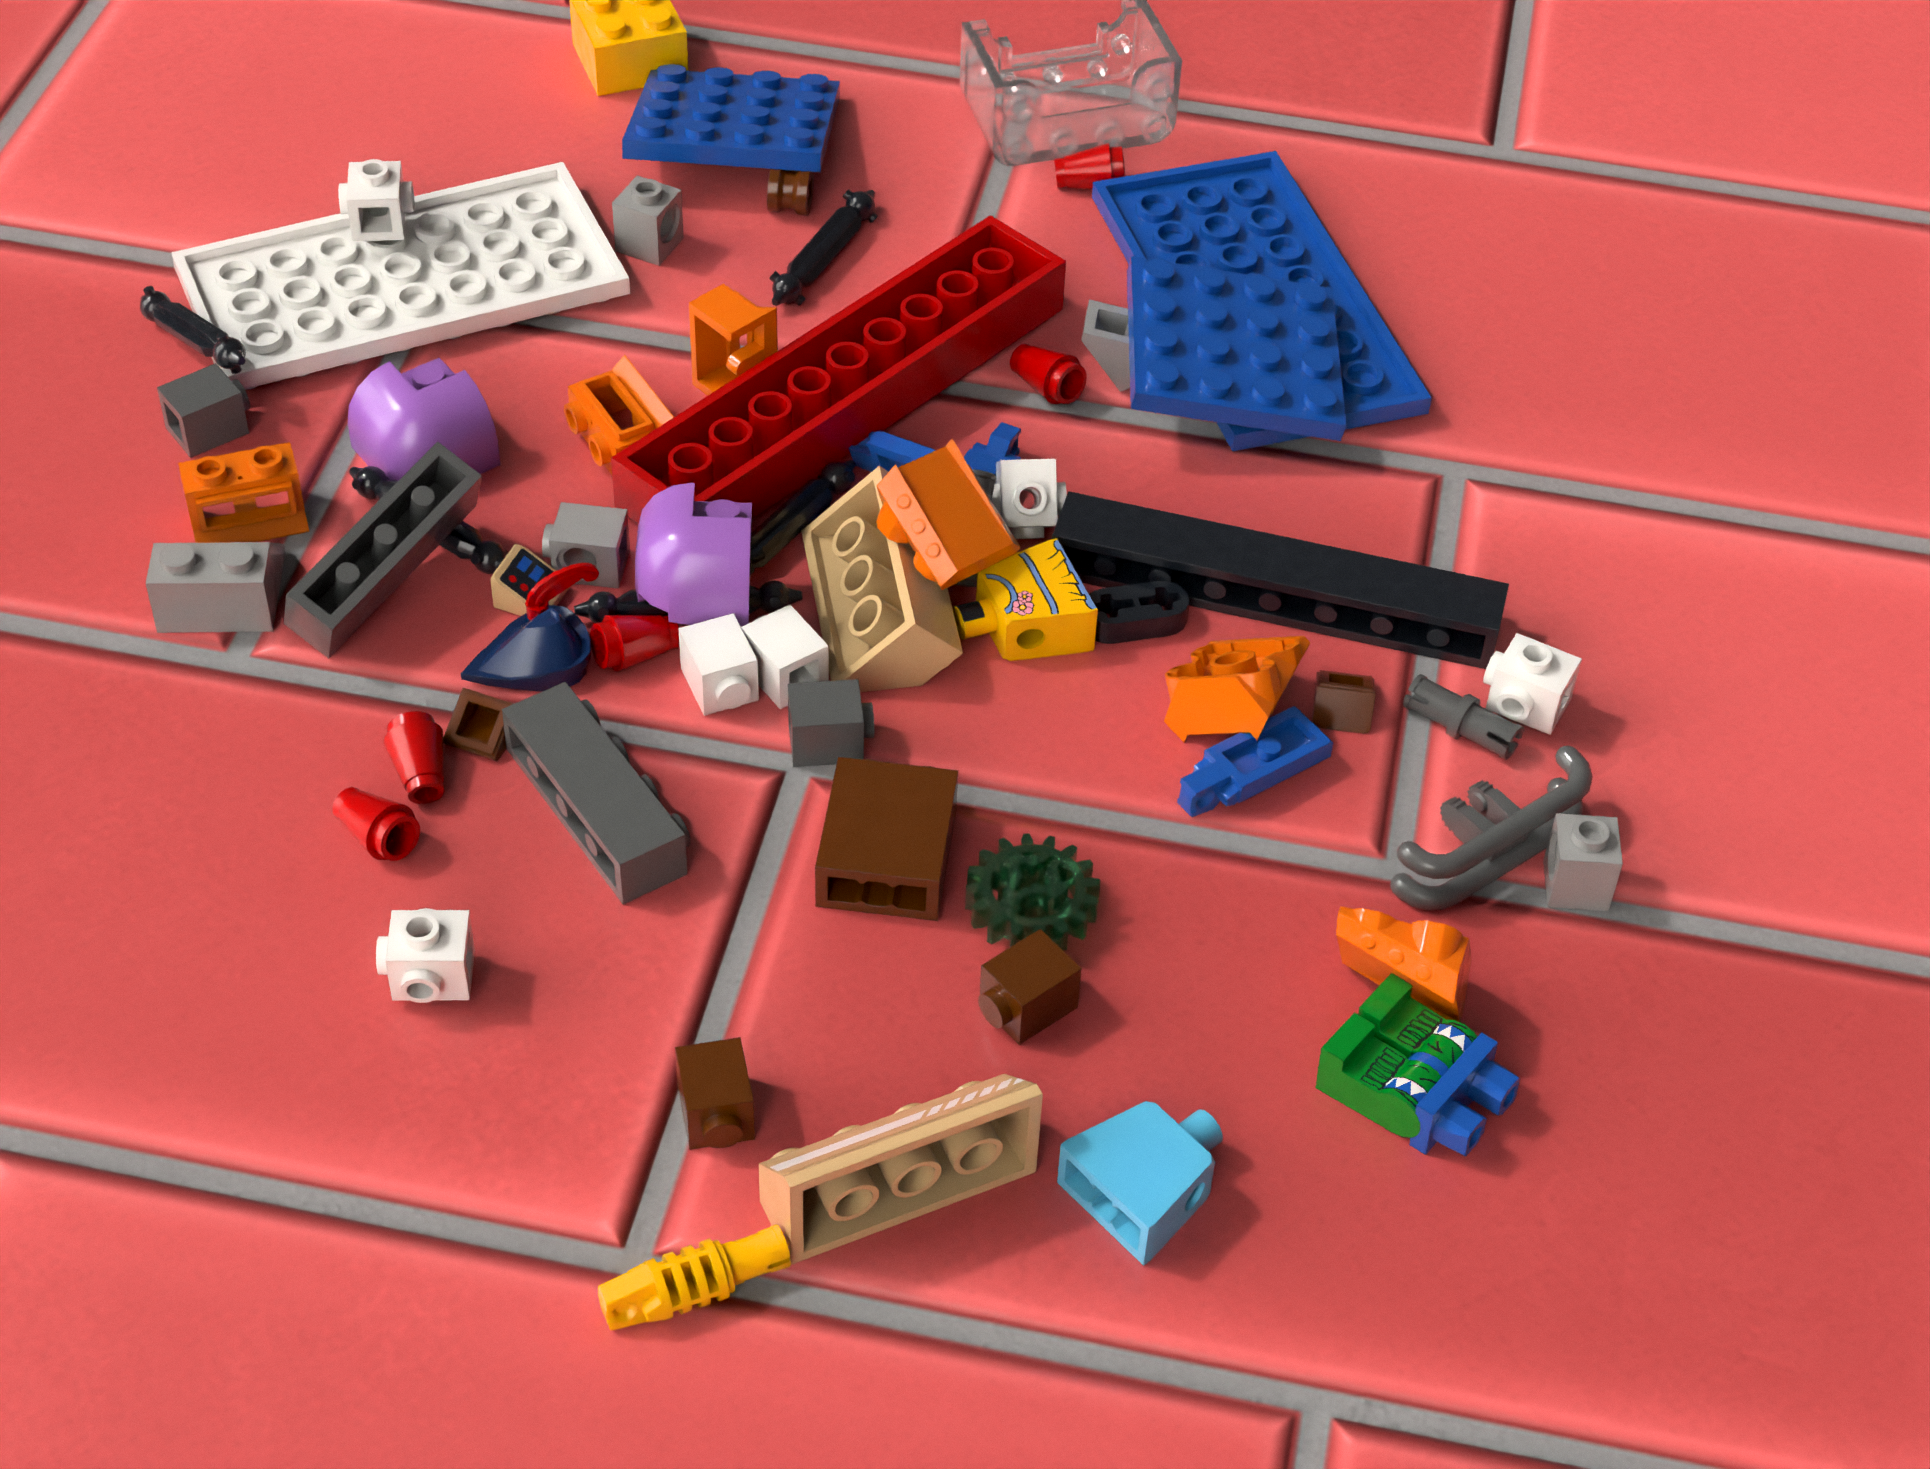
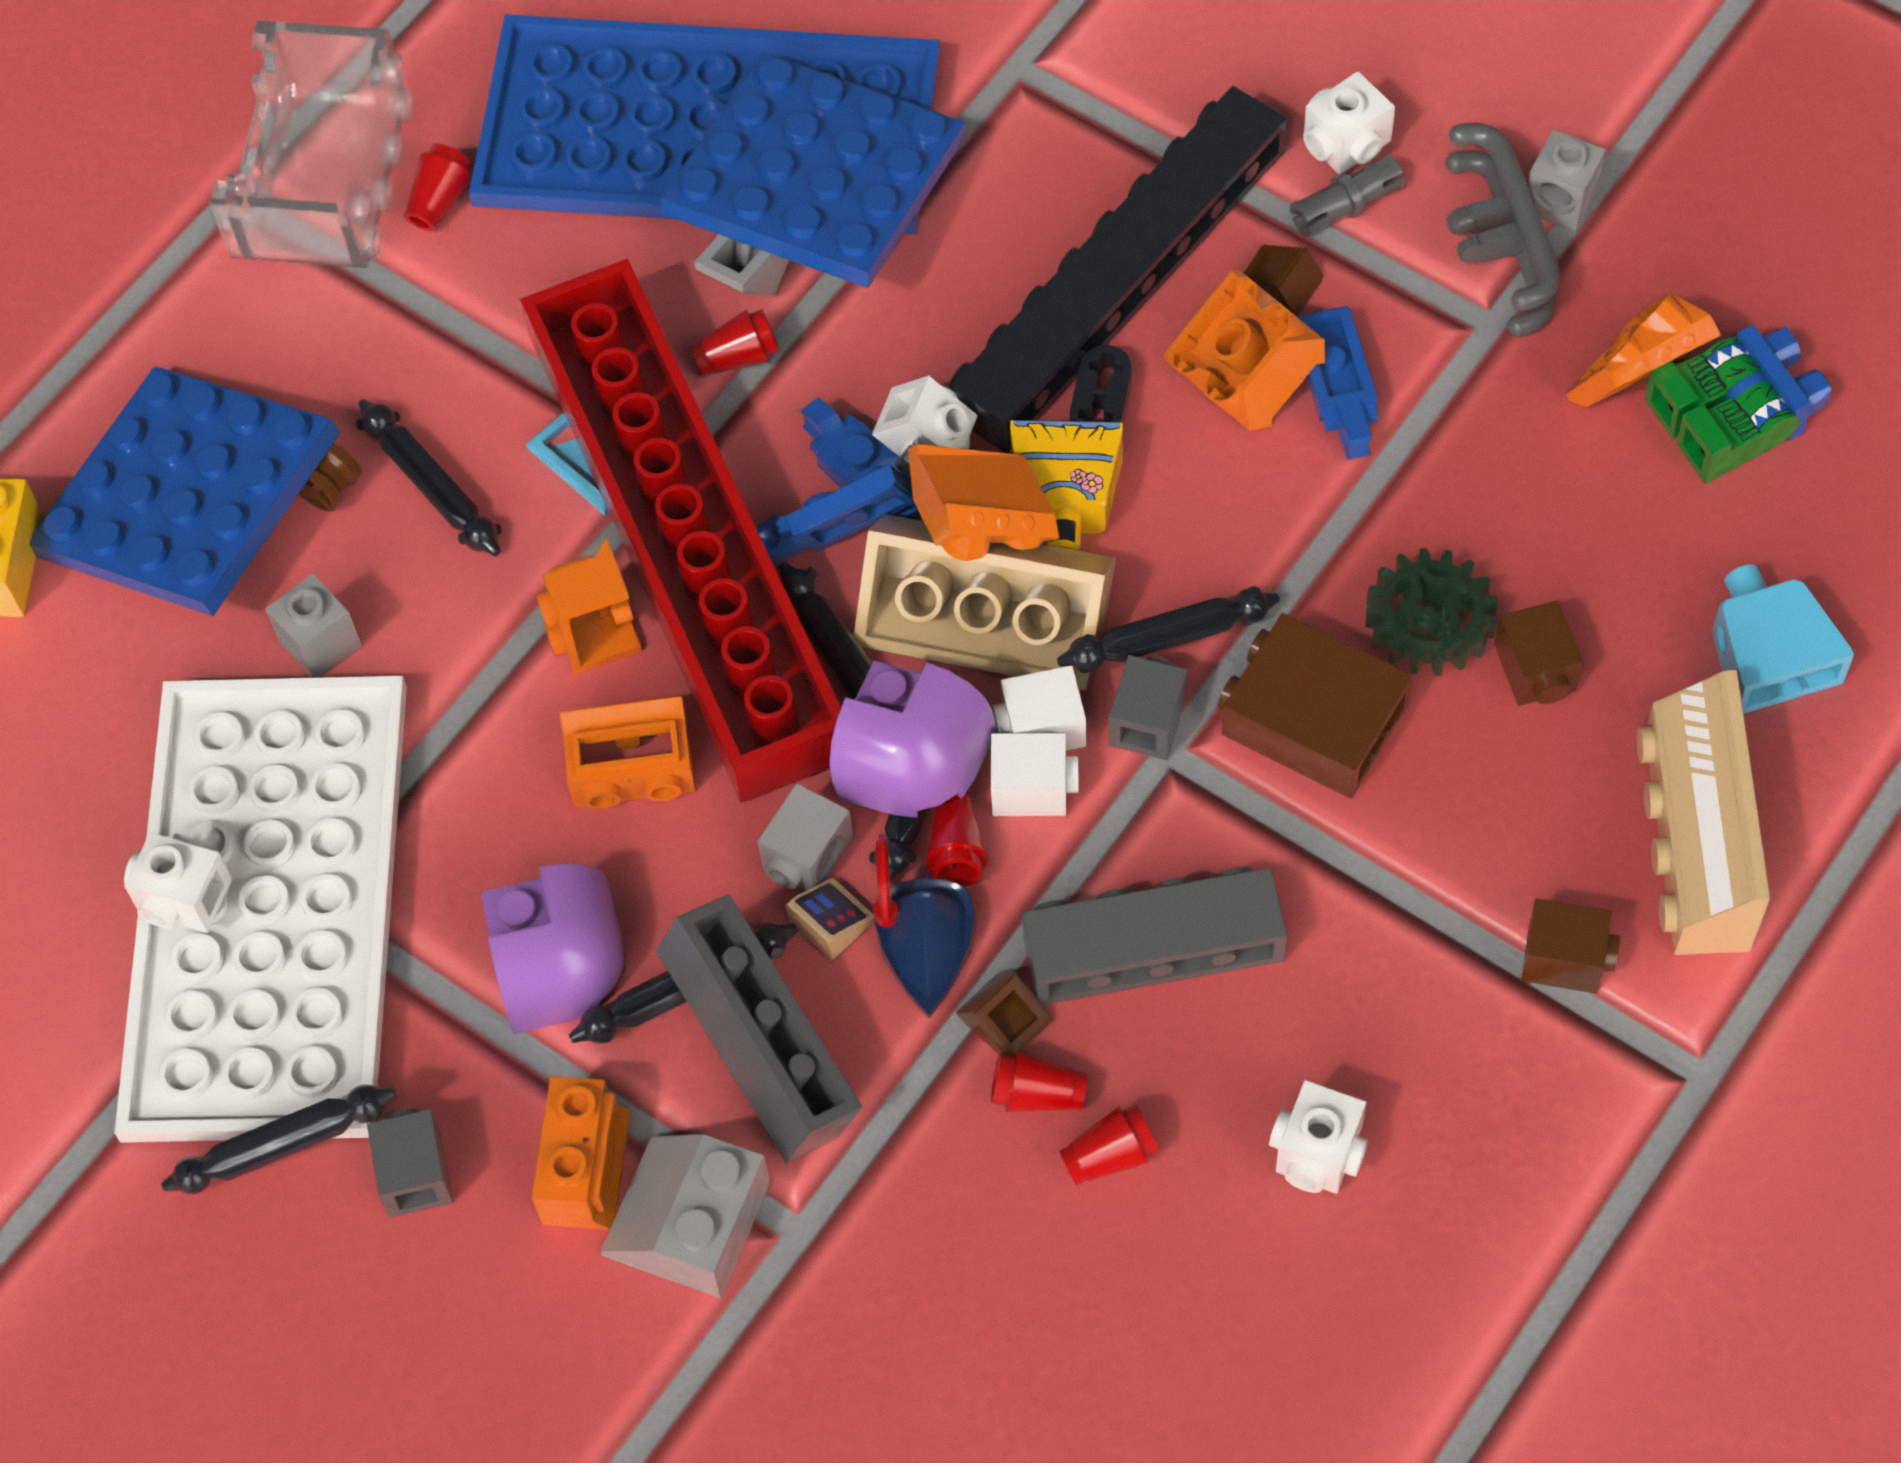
camera: 60 degrees left, 15 degrees up
(693, 1277) = (1755, 1026): yellow hinge -> none
(911, 711) = (1168, 629): none -> black wheel

